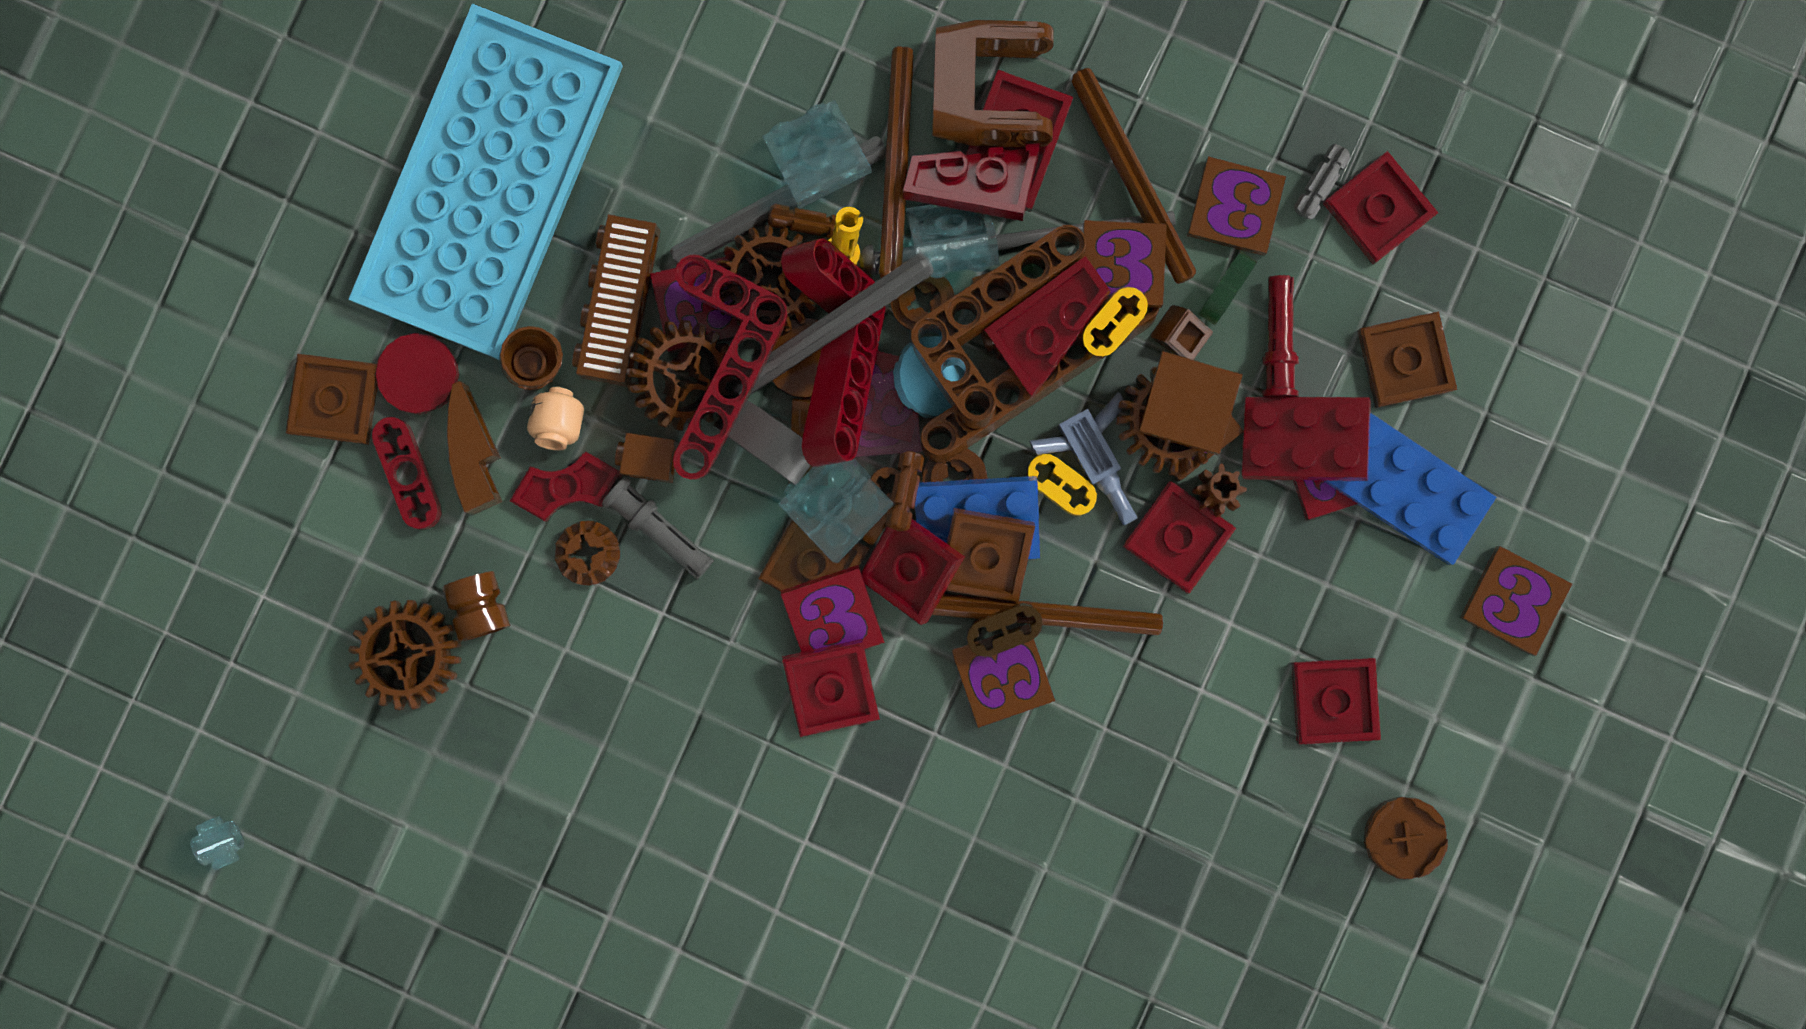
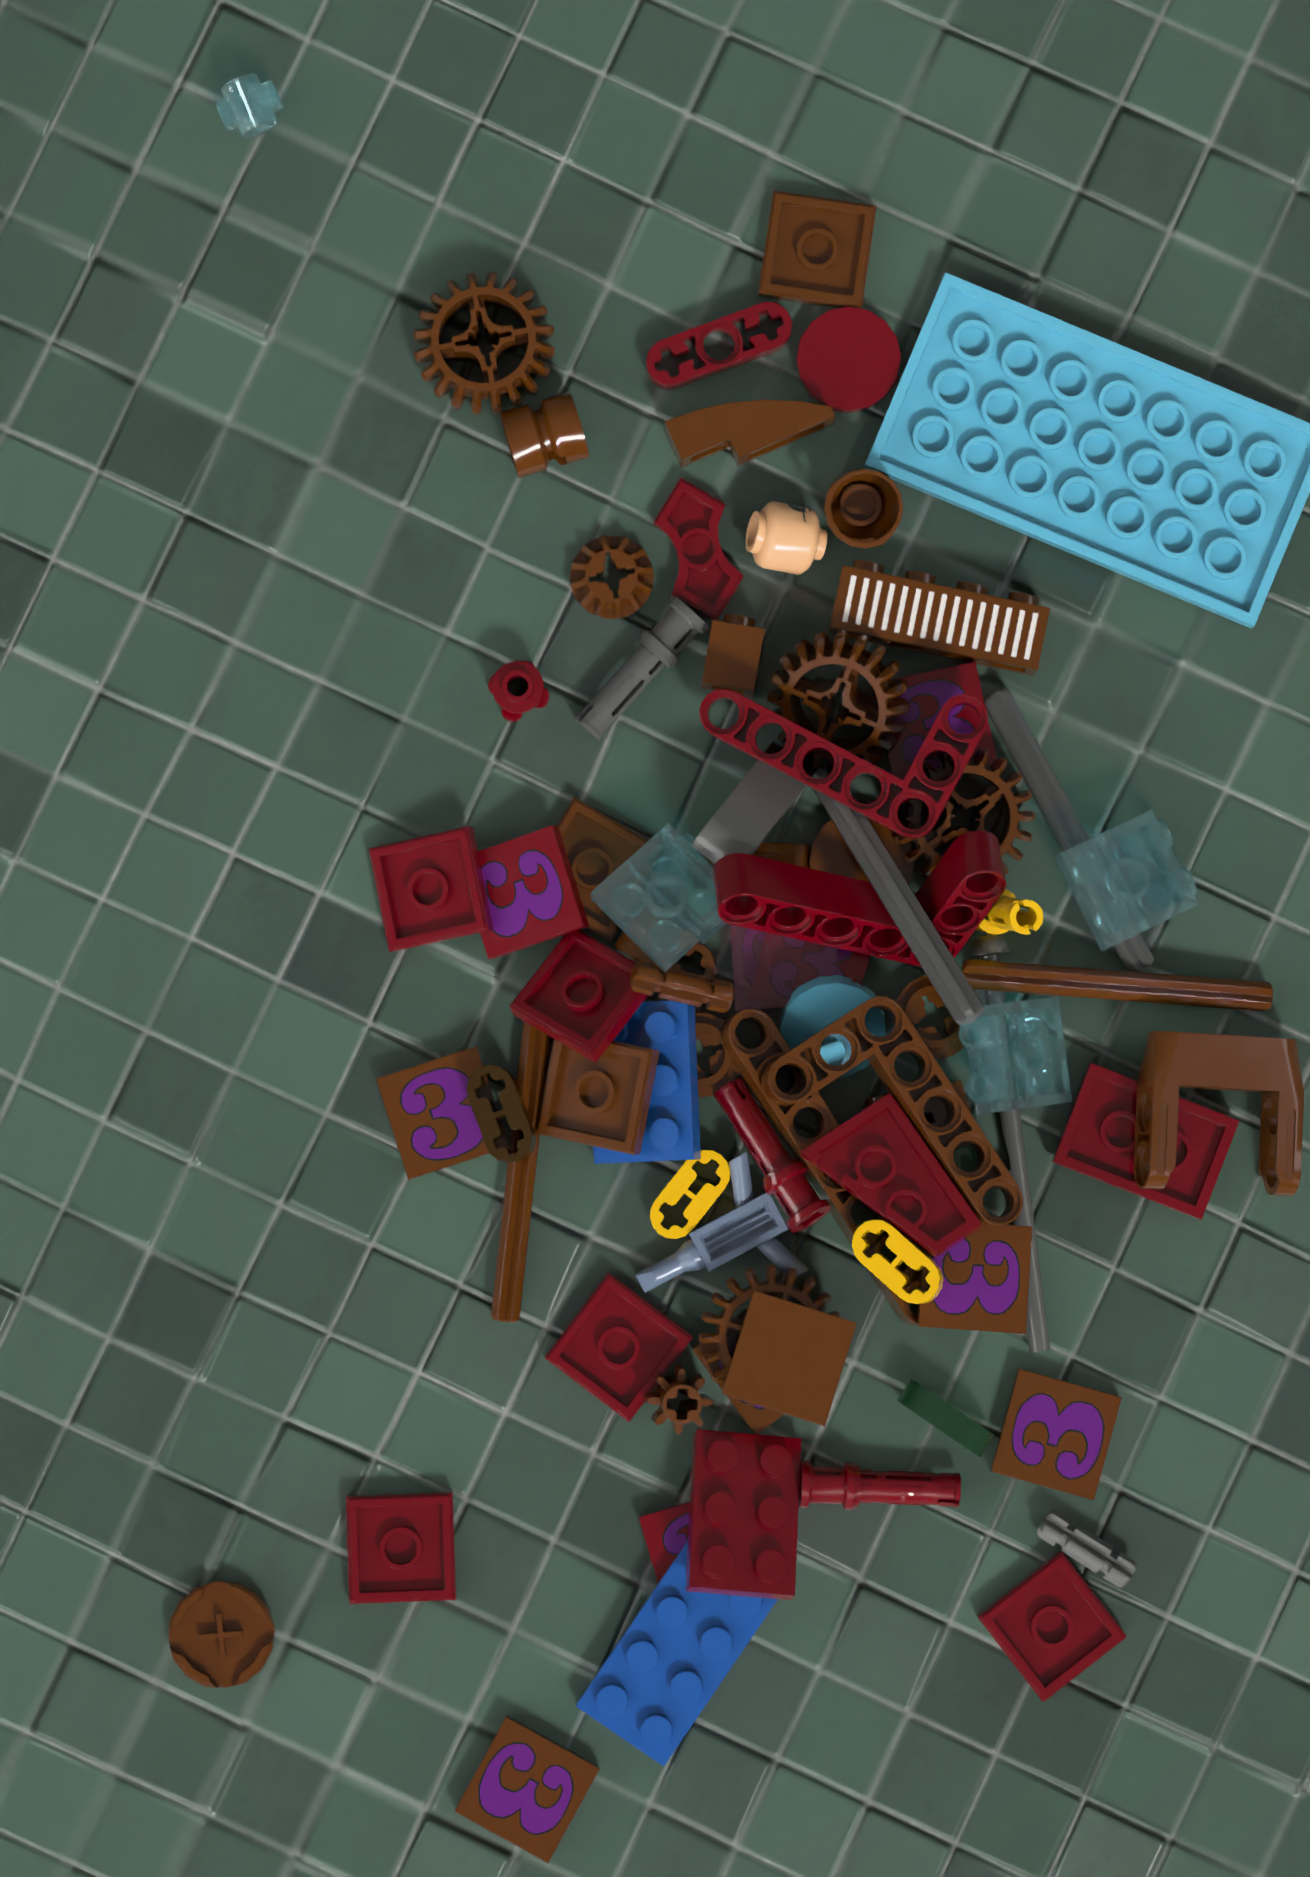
camera: 85 degrees right, 0 degrees up
(687, 628) = (515, 706): none -> dark red brick
(801, 220) = (1041, 861): reddish brown axle -> none
(980, 183) = (1085, 1091): dark red wing -> none
(1047, 412) = (783, 1175): none -> dark red pin
(1131, 171) = (1100, 1295): reddish brown axle -> none
(1181, 332) = (887, 1357): reddish brown slope -> none
(1407, 359) = (848, 1655): reddish brown tile -> none

